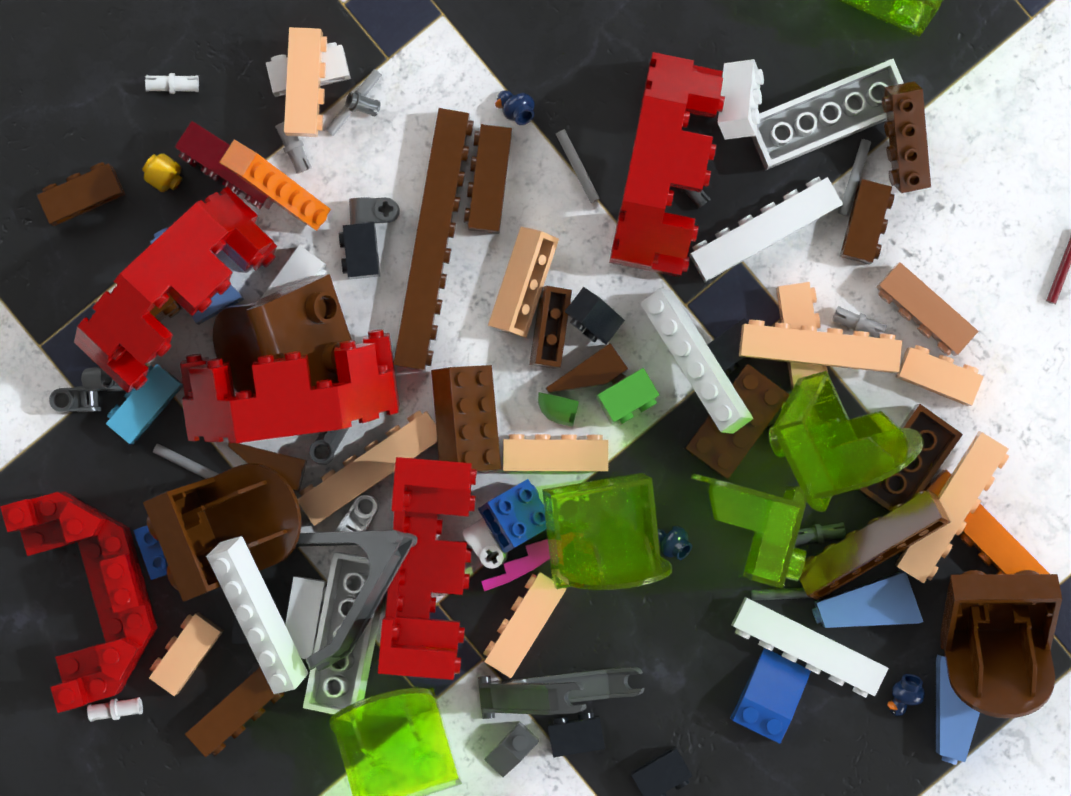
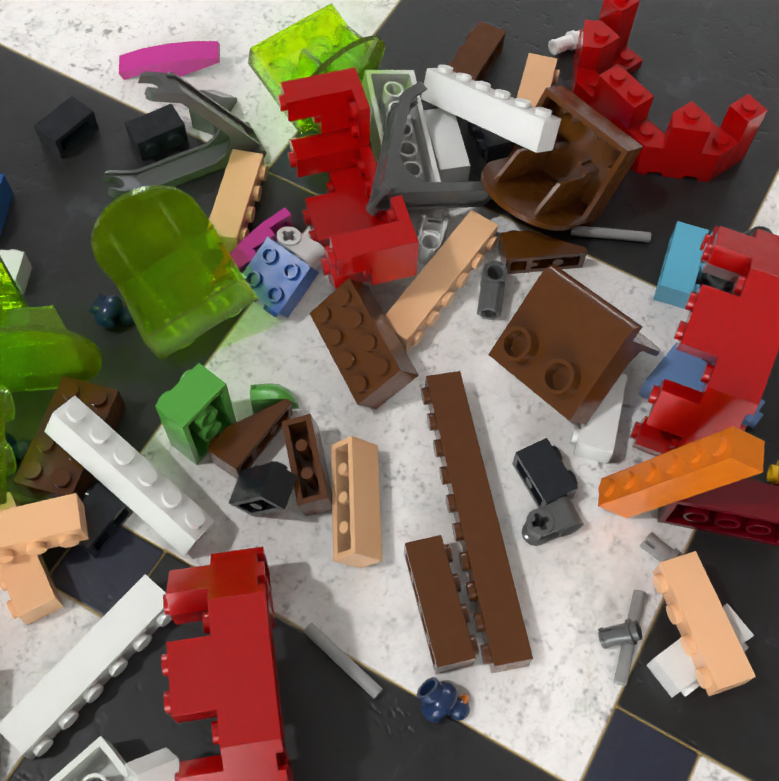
camera: 160 degrees right, 25 degrees down
(285, 396) = (565, 265): red brick -> none
(555, 455) = (260, 348): light nougat brick -> none

